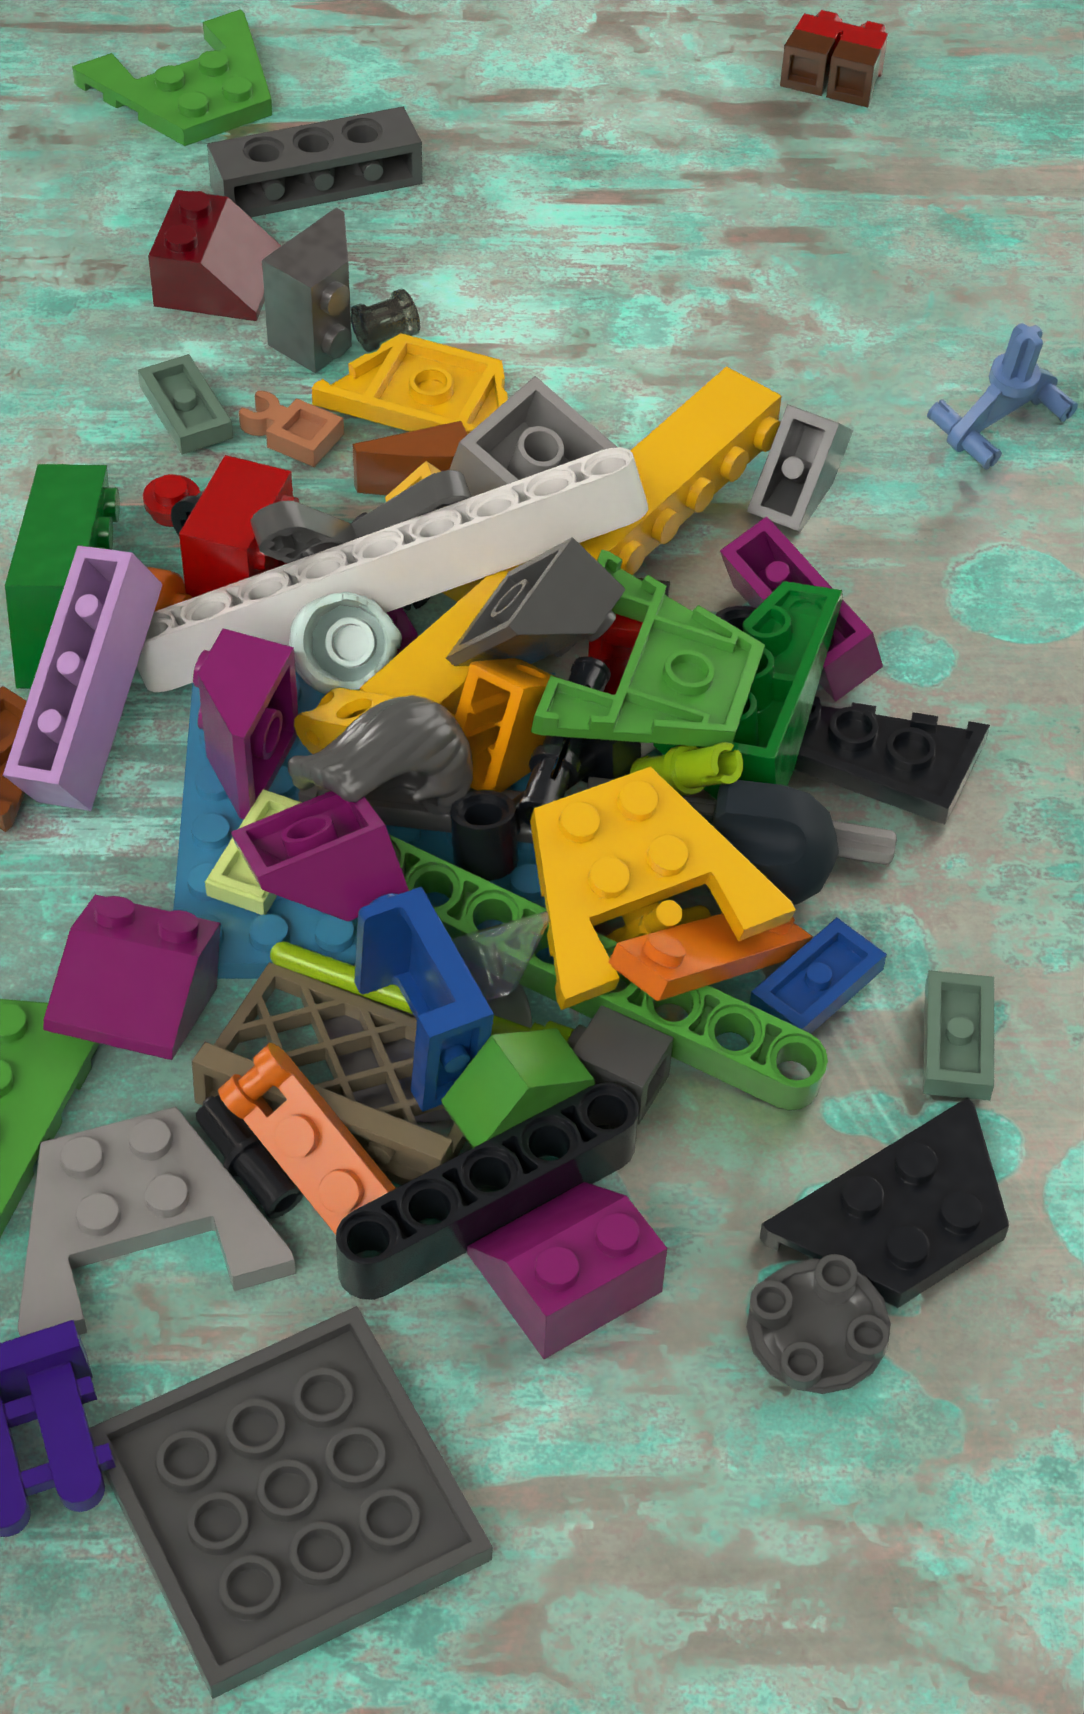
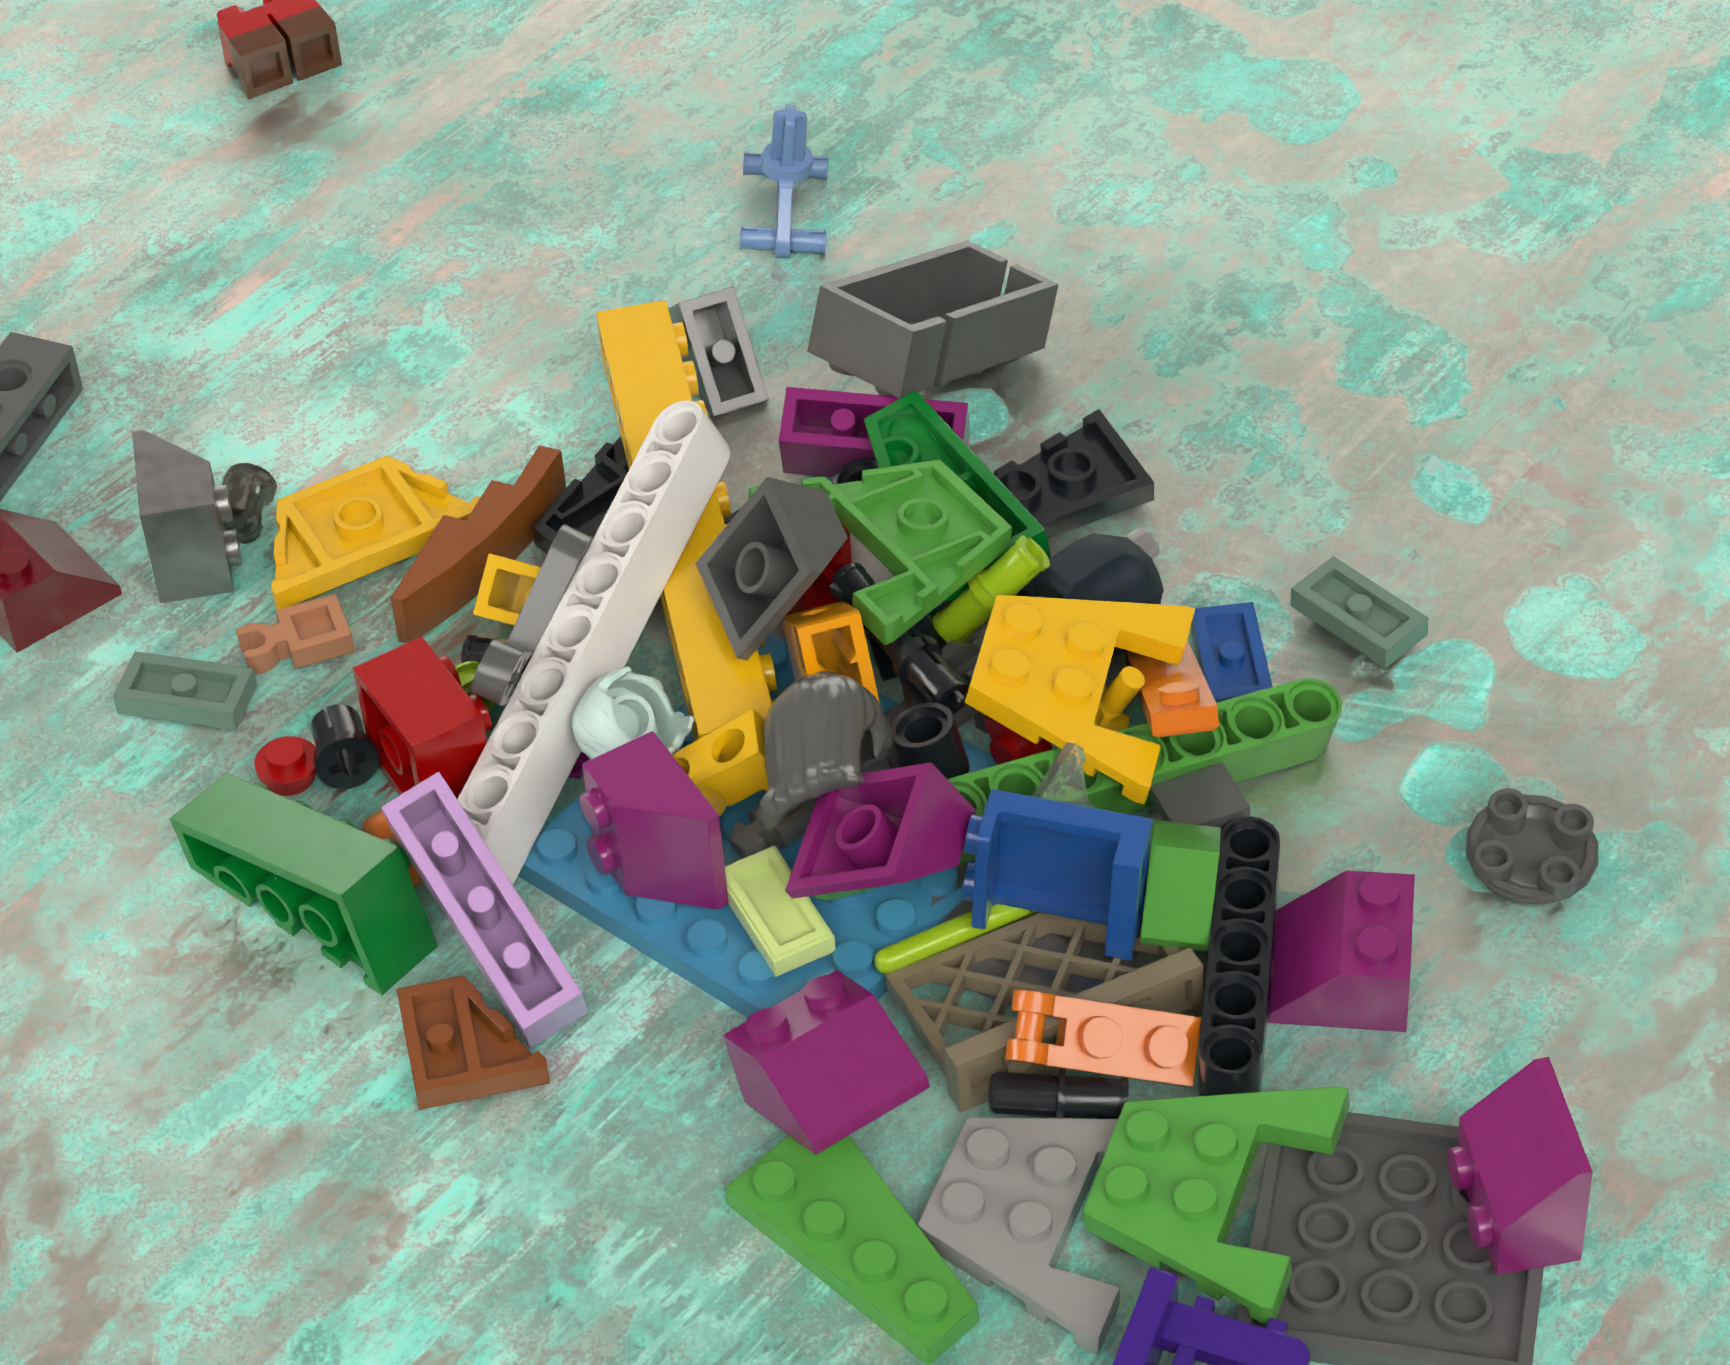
camera: 45 degrees left, 5 degrees down
(215, 1288) = (1180, 1174): none -> bright green wing
(388, 1539) = (1523, 1173): none -> magenta slope
(525, 438) = (558, 476): light grey brick -> none
(905, 1210) = (1474, 737): black wing -> none
(941, 557) = (931, 319): none -> dark grey piece

